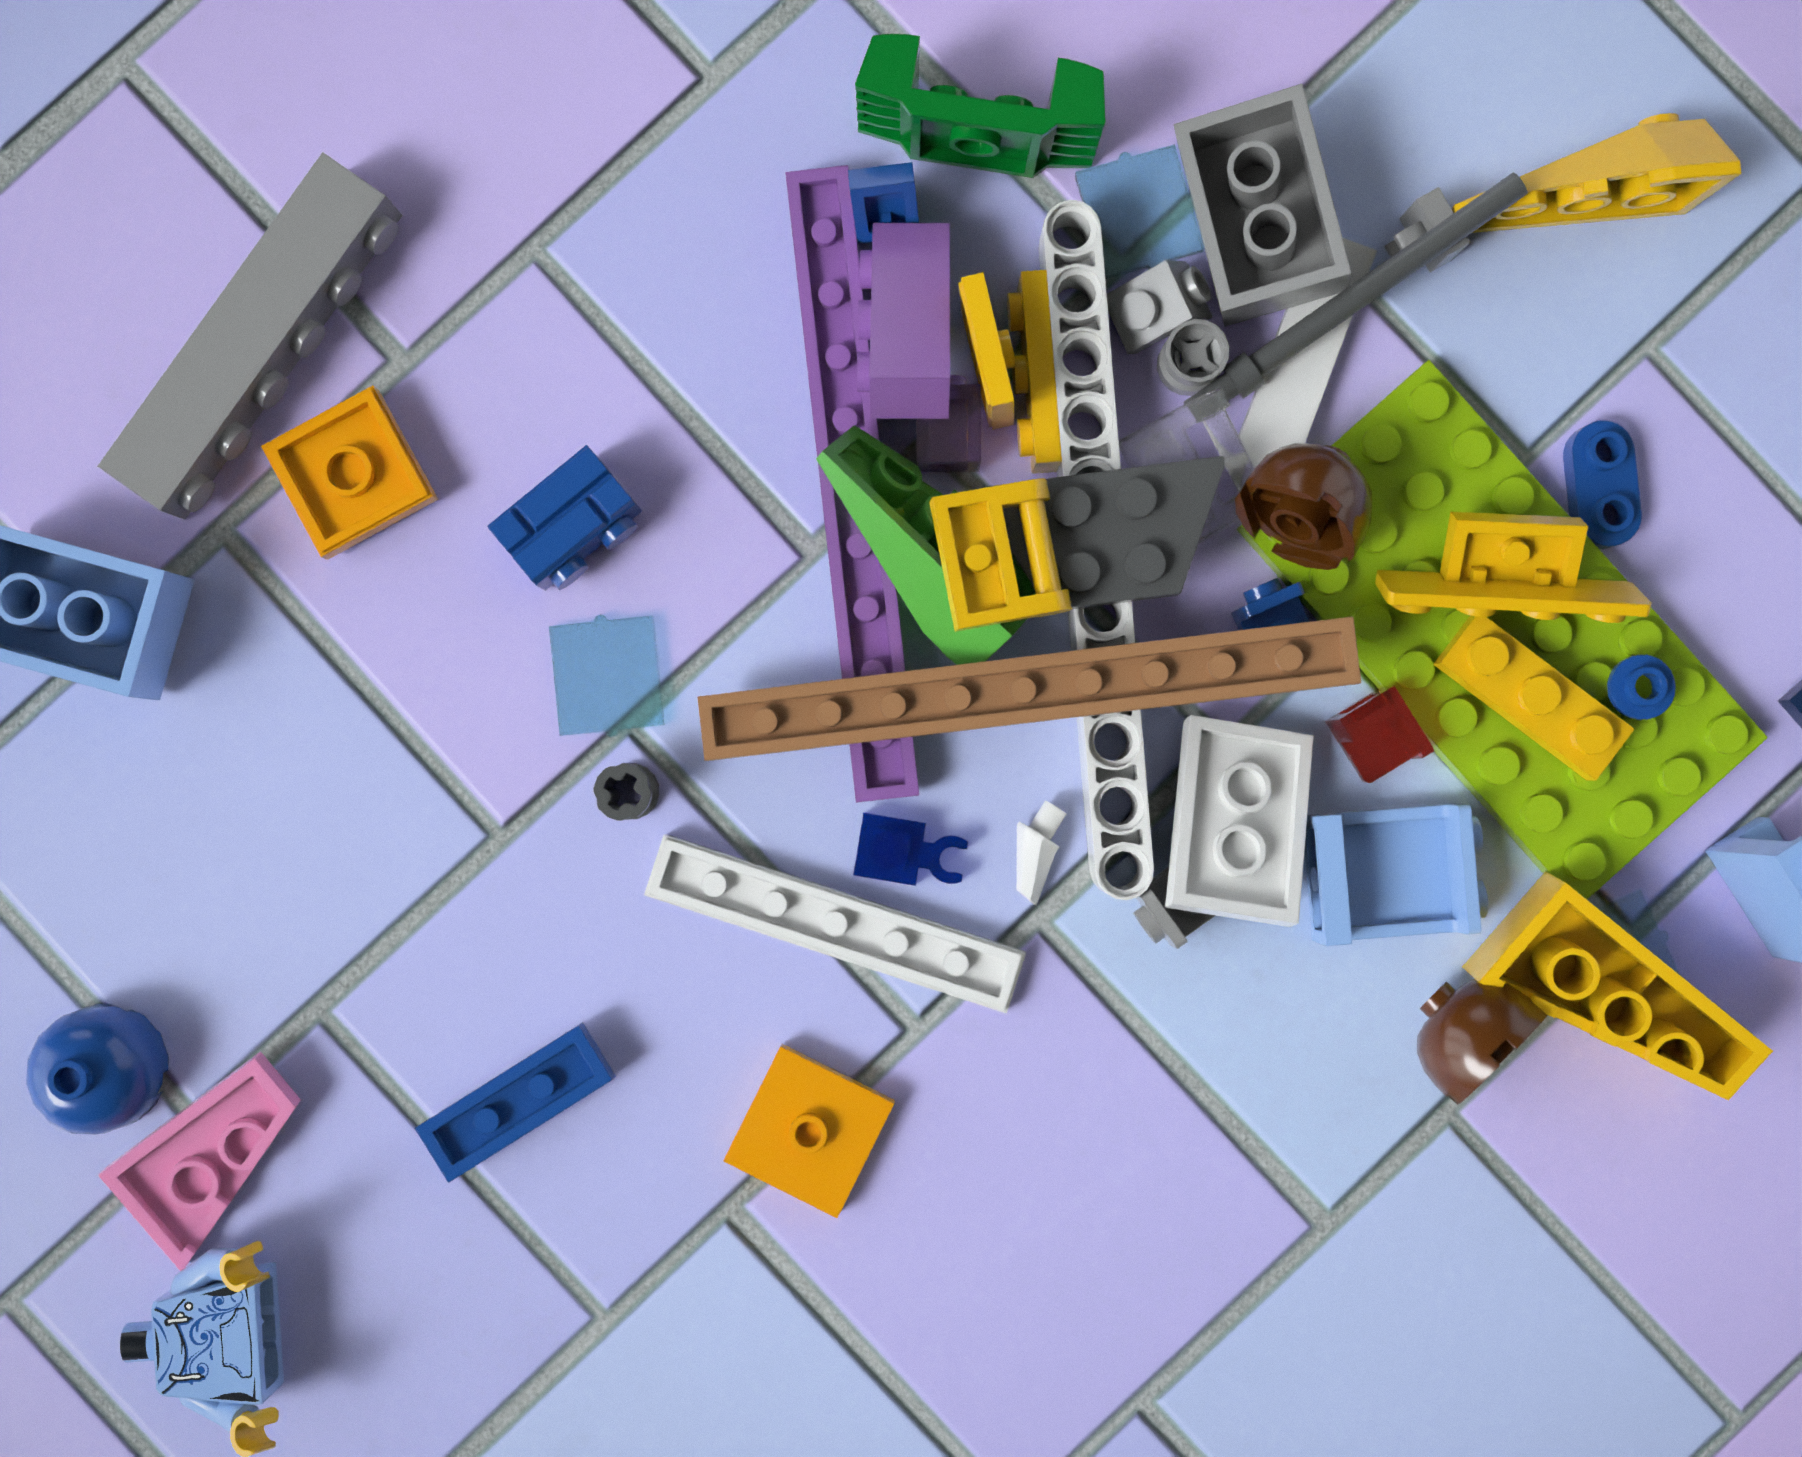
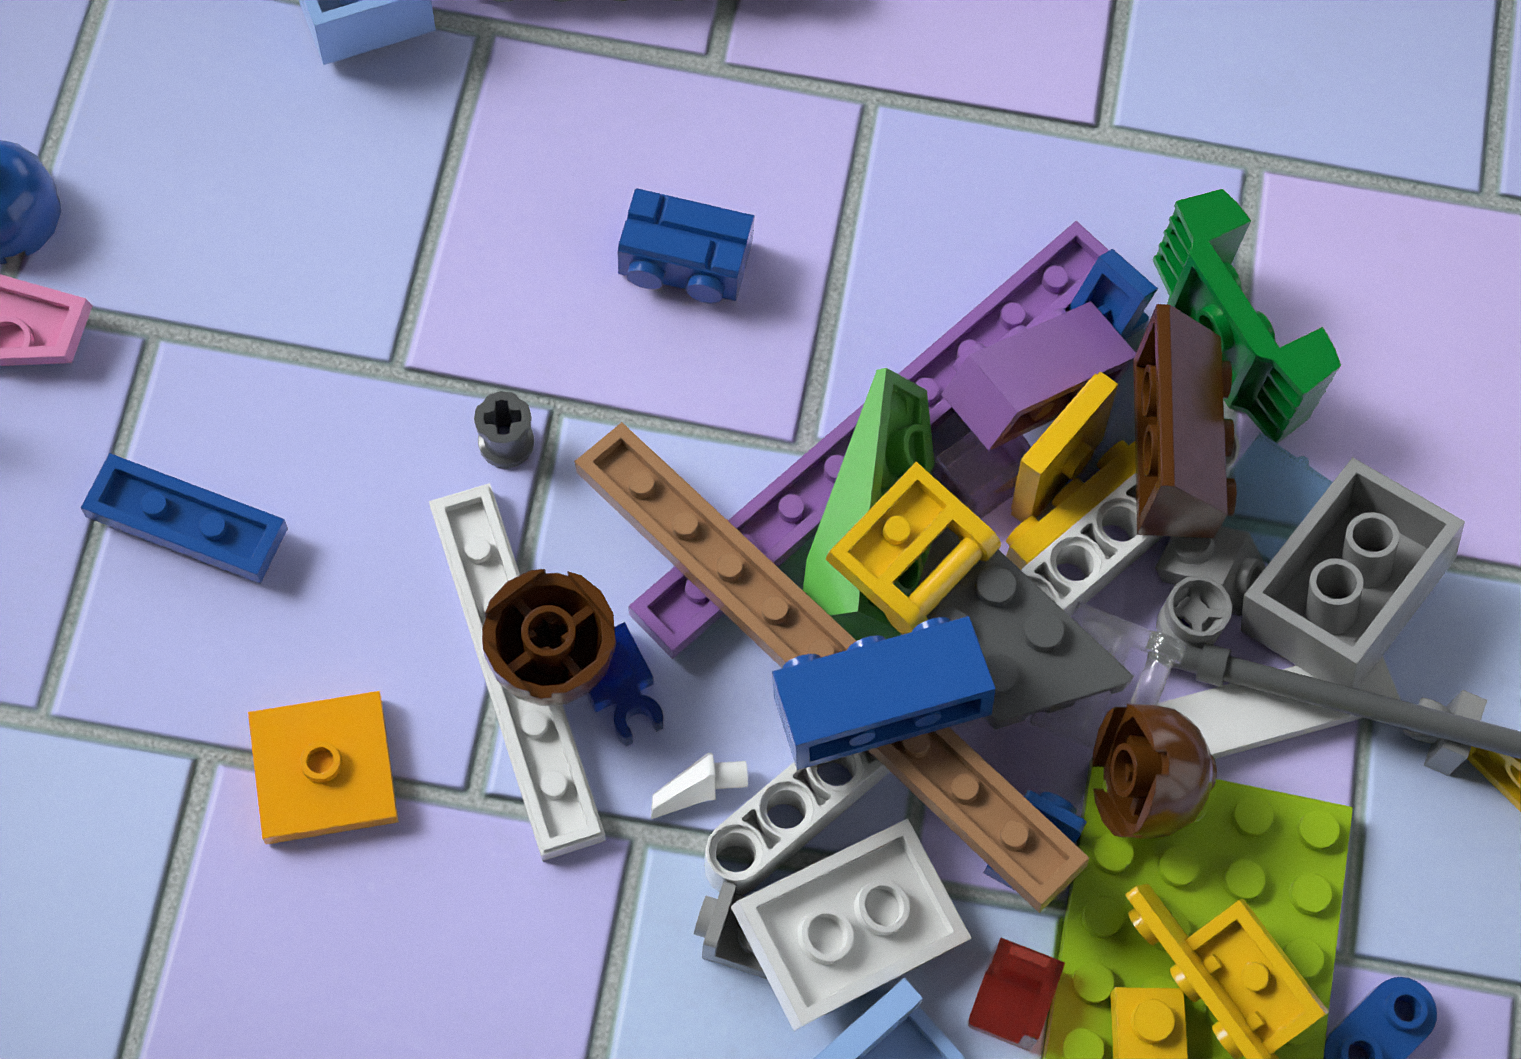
camera: 50 degrees right, 20 degrees down
(349, 472) = (600, 79): light orange plate -> none
(606, 675) = (585, 361): clear light blue piece -> none
(852, 898) = (548, 637): none -> reddish brown cylinder
(1053, 248) = (1181, 428): none -> reddish brown slope
(1103, 673) = (882, 691): none -> blue brick

